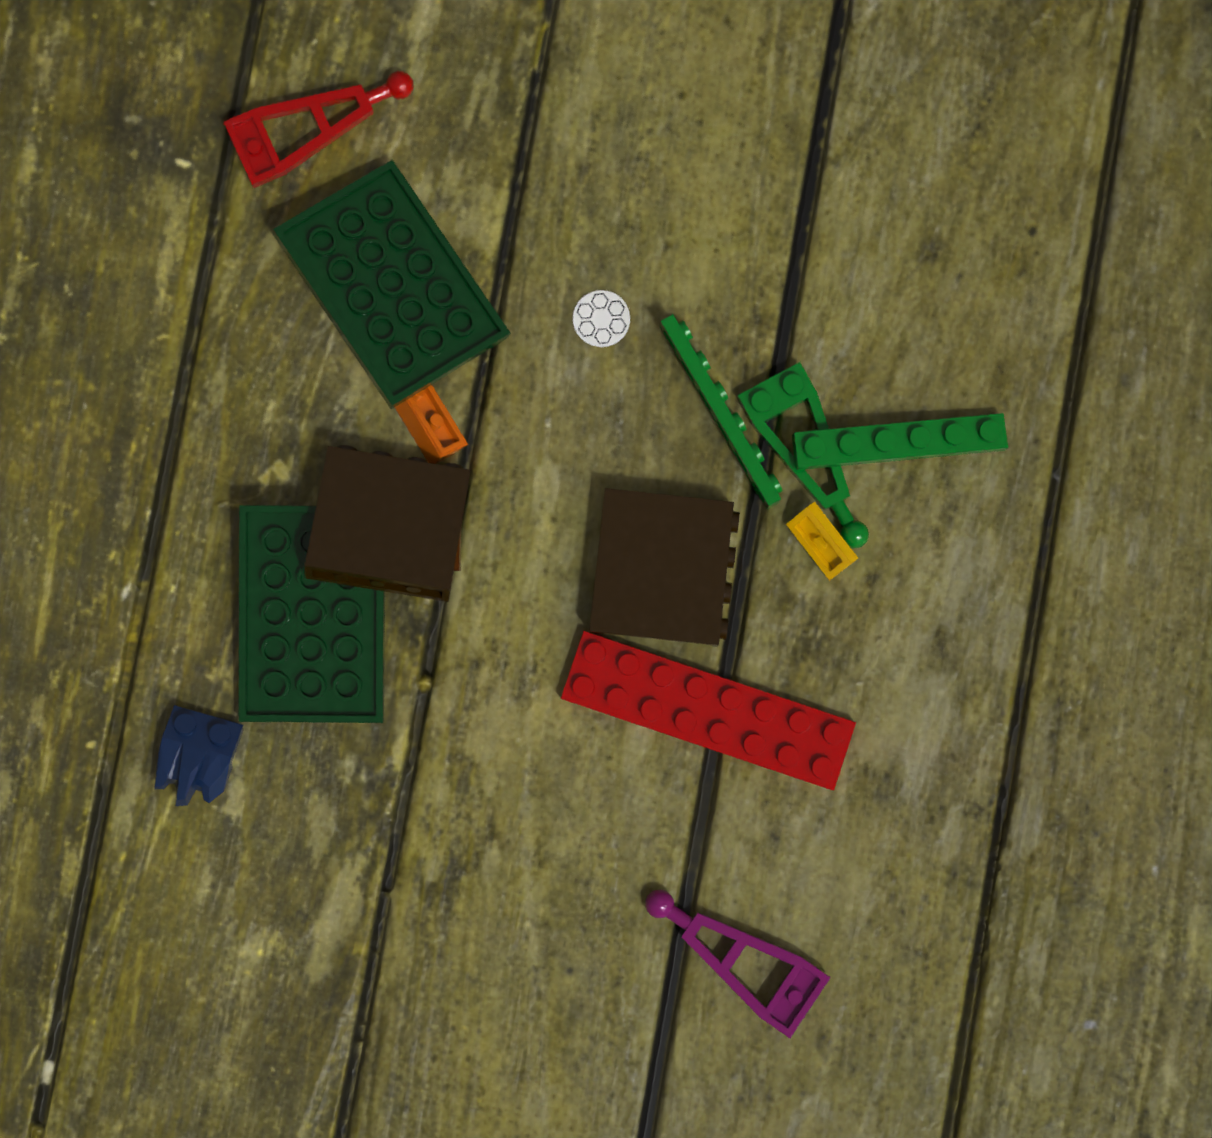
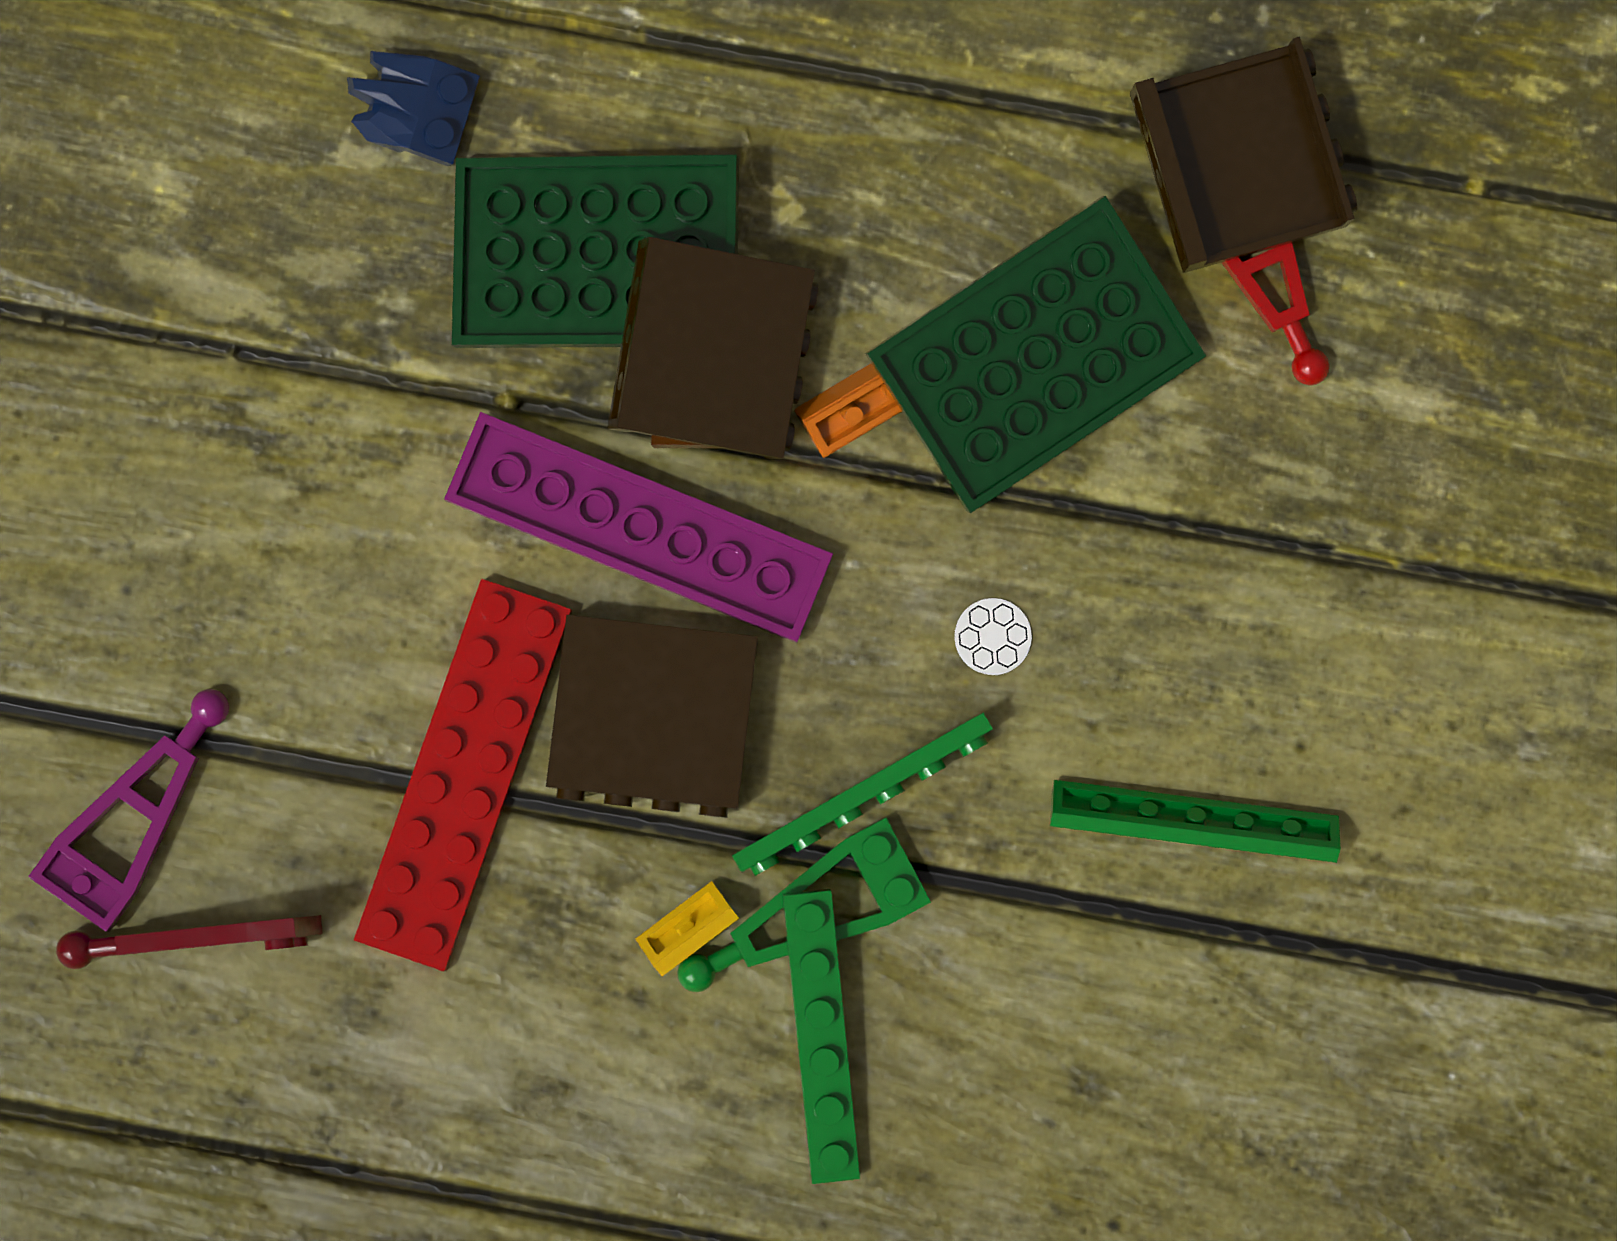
camera: 90 degrees right, 0 degrees up
(241, 129) = (1243, 156): none -> dark brown panel
(521, 580) = (638, 527): none -> magenta plate
(738, 169) = (1195, 821): none -> green plate
(830, 845) = (78, 949): none -> dark red plate

